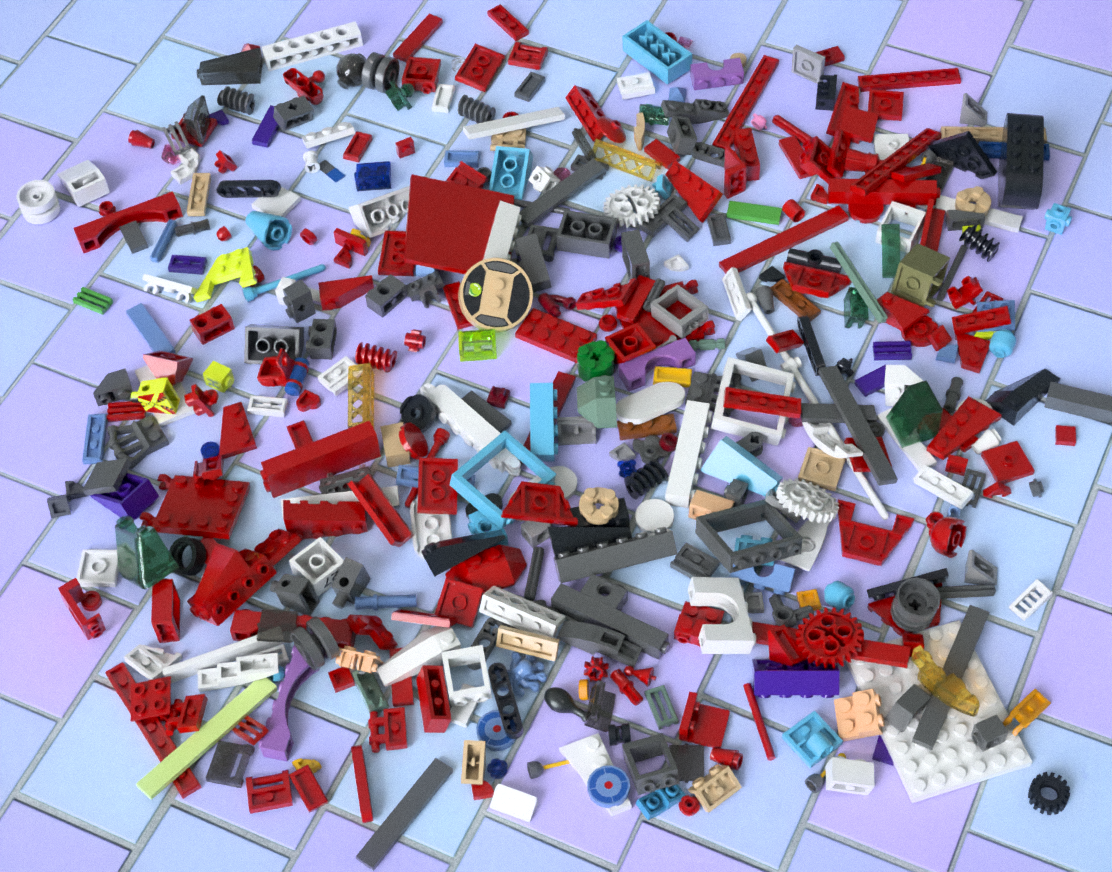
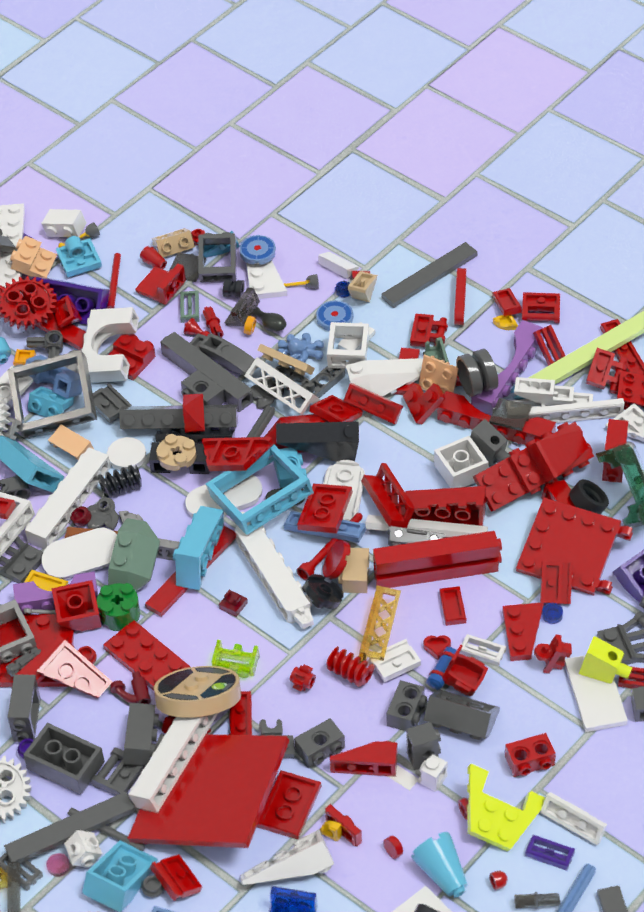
camera: 165 degrees left, 5 degrees down
(149, 329) = (605, 770): medium blue tile -> none
(168, 365) = (586, 704): slope -> none
(218, 377) = (531, 687): neon yellow brick -> none
(224, 761) = (578, 336): clear smoke plate -> none
(251, 292) = (428, 798): medium azure piece -> none
(343, 258) = (357, 812): red tile -> none
(349, 582) = (429, 440): dark grey torso -> none
(391, 601) = (404, 430): medium blue pin -> none
(433, 699) = (382, 334): red brick -> none
(487, 411) = (253, 589): dark grey tile -> none
(505, 700) = (320, 325): black beam -> none
(596, 541) = (193, 413): none -> red slope
(599, 665) = (233, 335): red gear -> none
(623, 465) = (132, 501): clear blue plate -> none
(737, 492) = (43, 448): dark grey brick -> none

